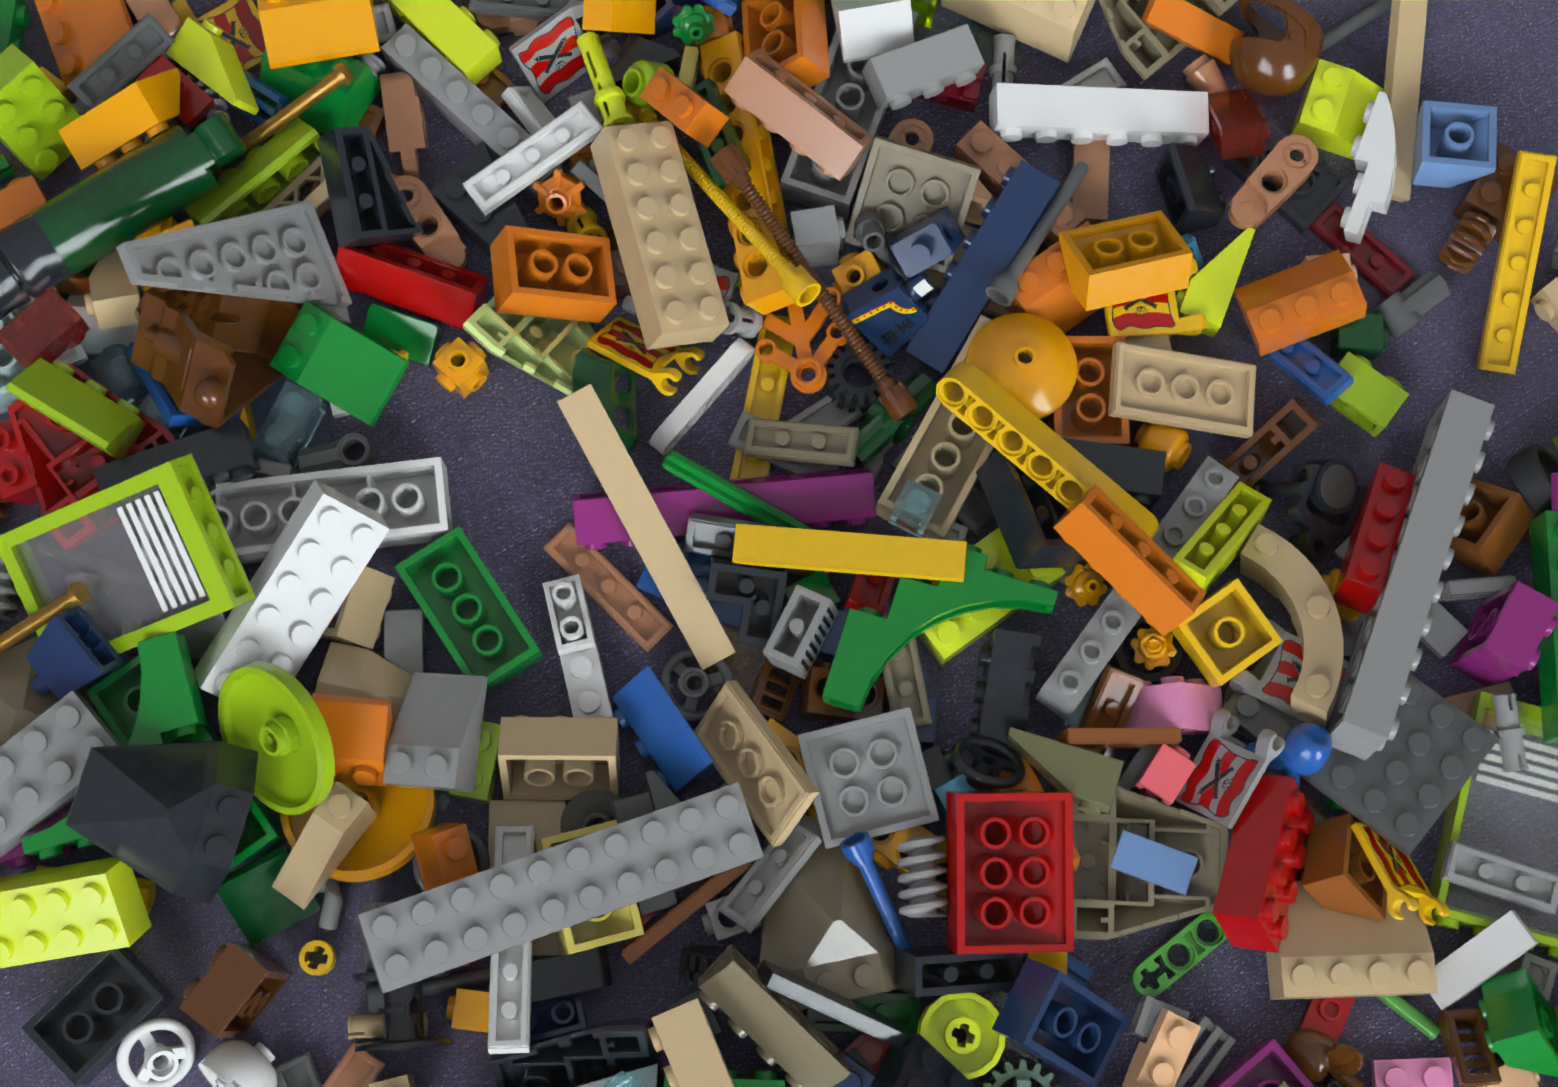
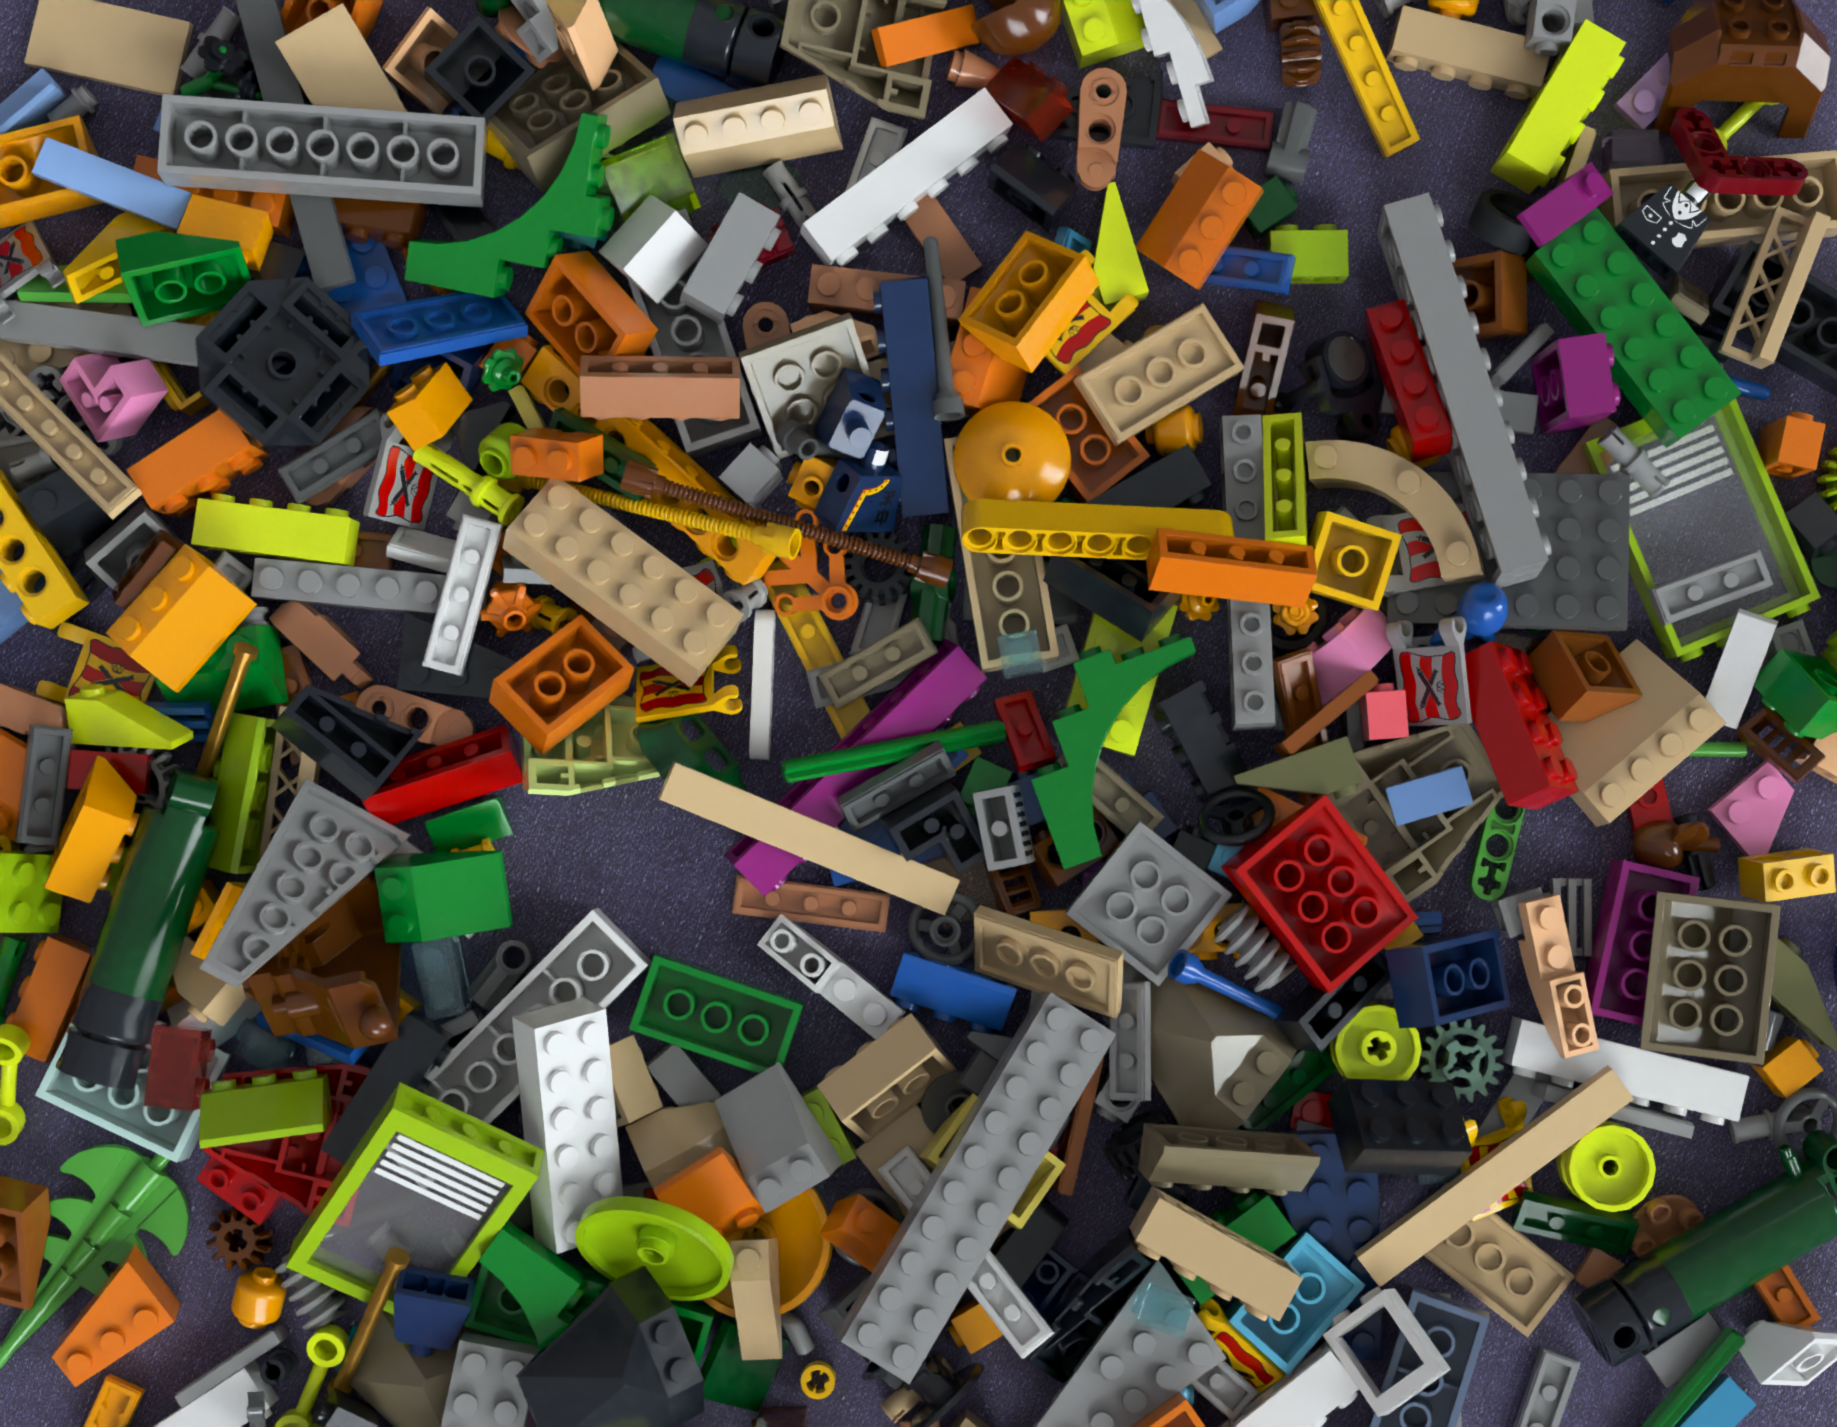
camera: 30 degrees left, 10 degrees up
(464, 378) = (558, 818): light orange brick -> none
(831, 1004) = (1260, 1109): tile -> none
(849, 552) = (995, 735): yellow tile -> none
(1398, 877) = (1630, 653): yellow flag -> none

